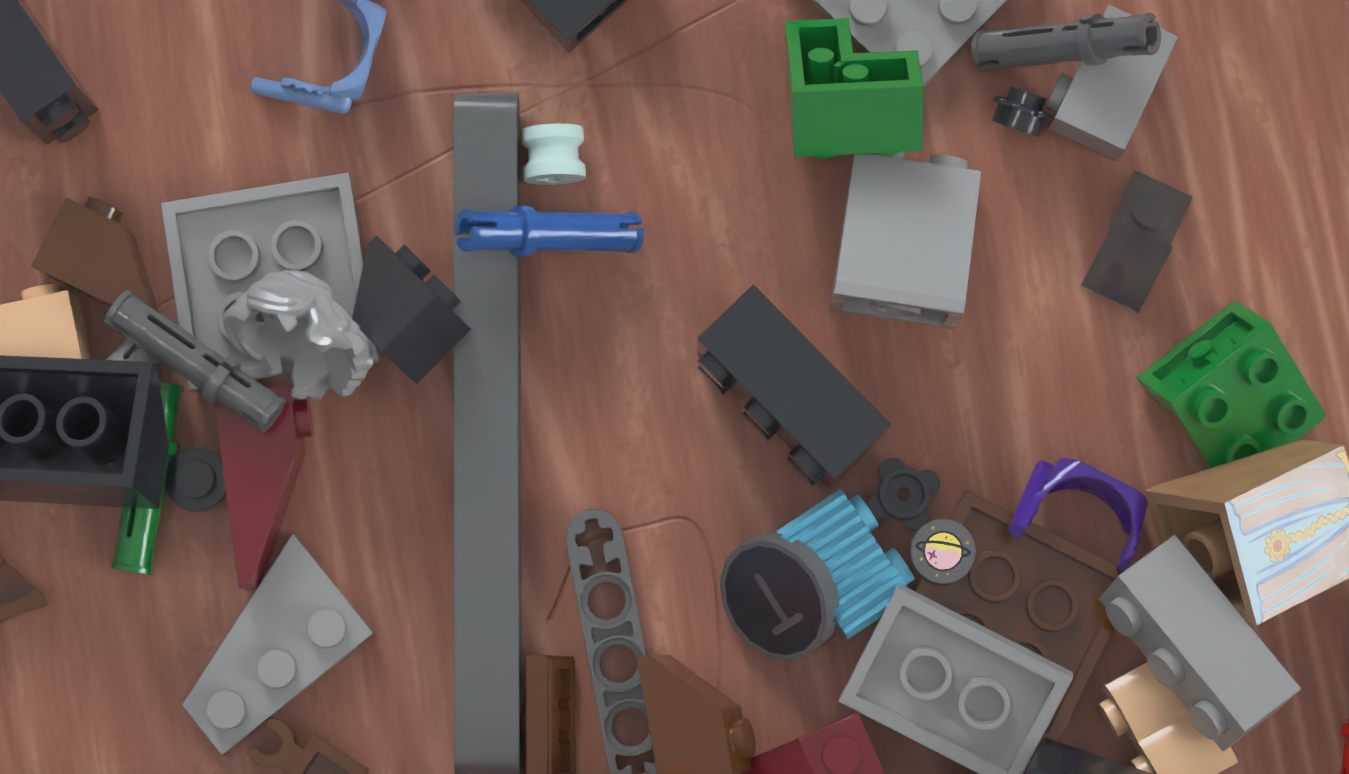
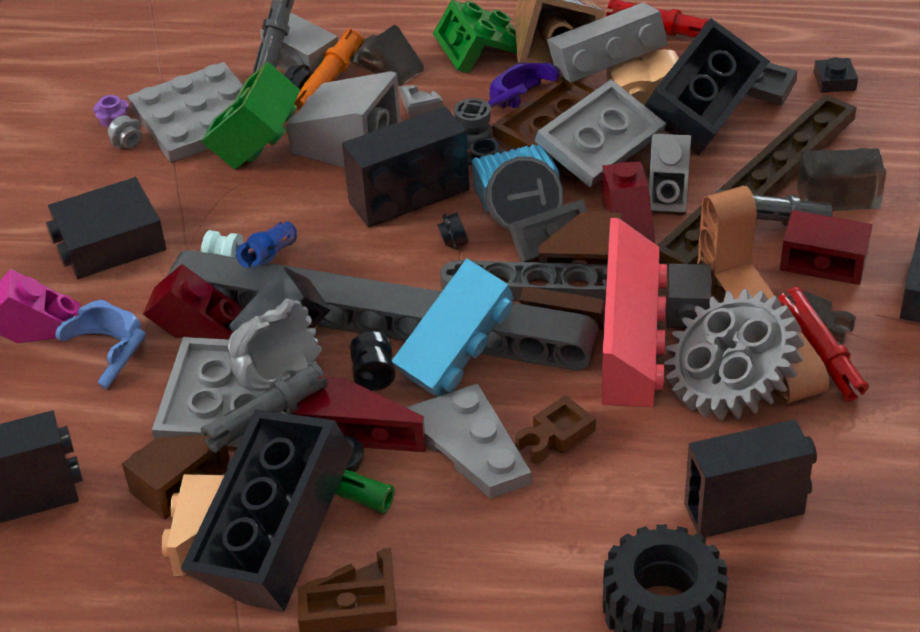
camera: 75 degrees left, 40 degrees down
(374, 467) = (372, 360): none -> black wheel
(414, 163) = (191, 307): none -> dark red slope
(420, 583) = (454, 329): none -> medium azure brick
(698, 498) = (453, 230): none -> black plate
(727, 655) = (534, 230): none -> dark grey plate
(942, 551) = (521, 131): tile -> none
(962, 462) = (475, 117): none -> dark grey wheel
(1034, 336) = (419, 102): none -> light grey tile
(1050, 158) = (335, 62): none -> orange pin

